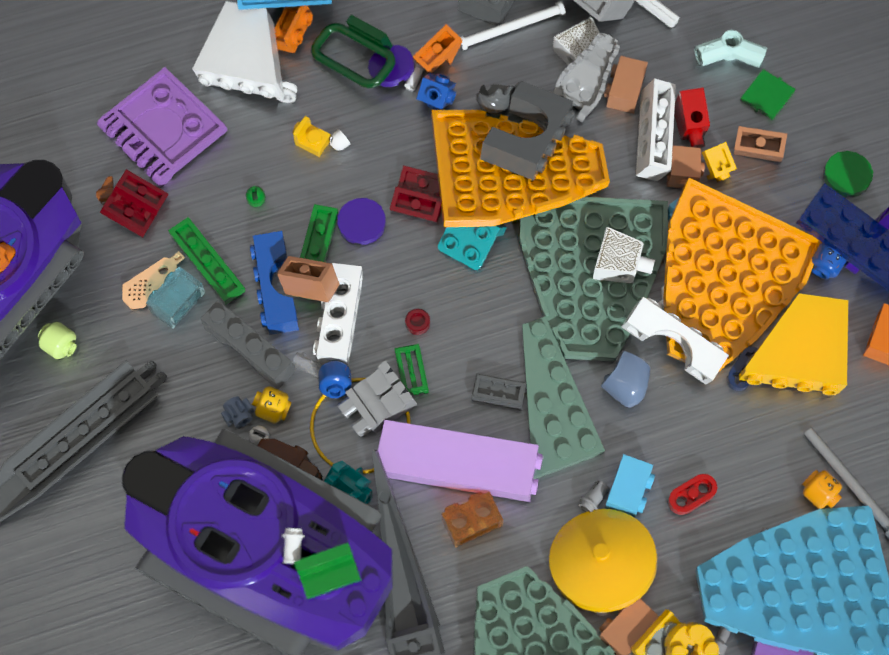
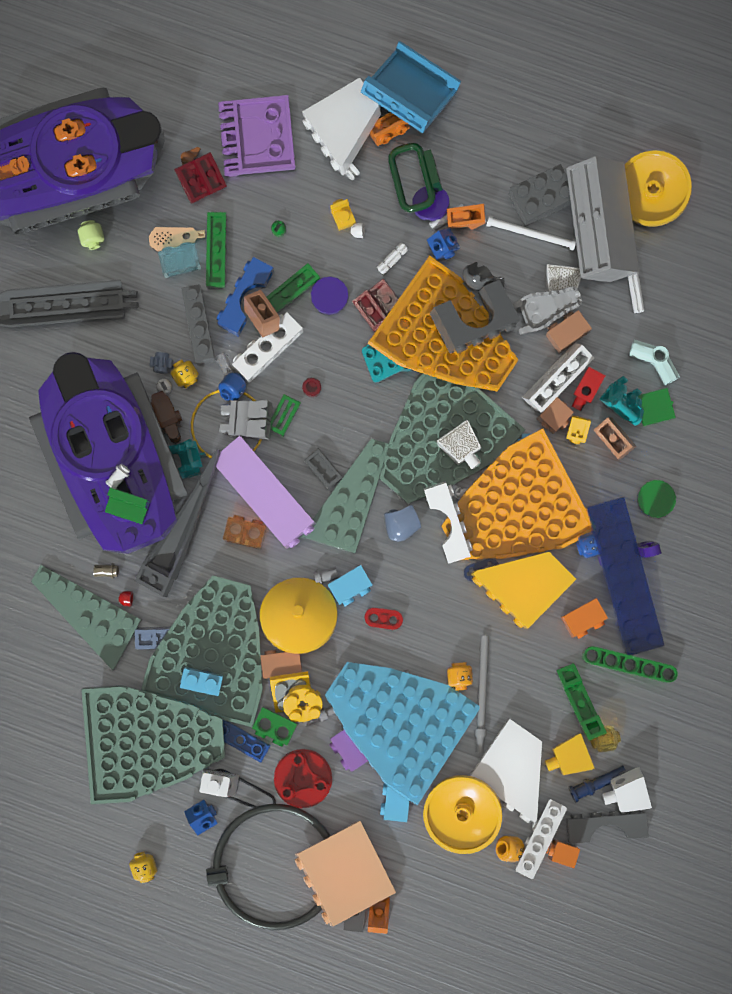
camera: 40 degrees right, 15 degrees up
(395, 142) = (392, 258): none -> white axle
(738, 106) = (623, 404): none -> teal piece

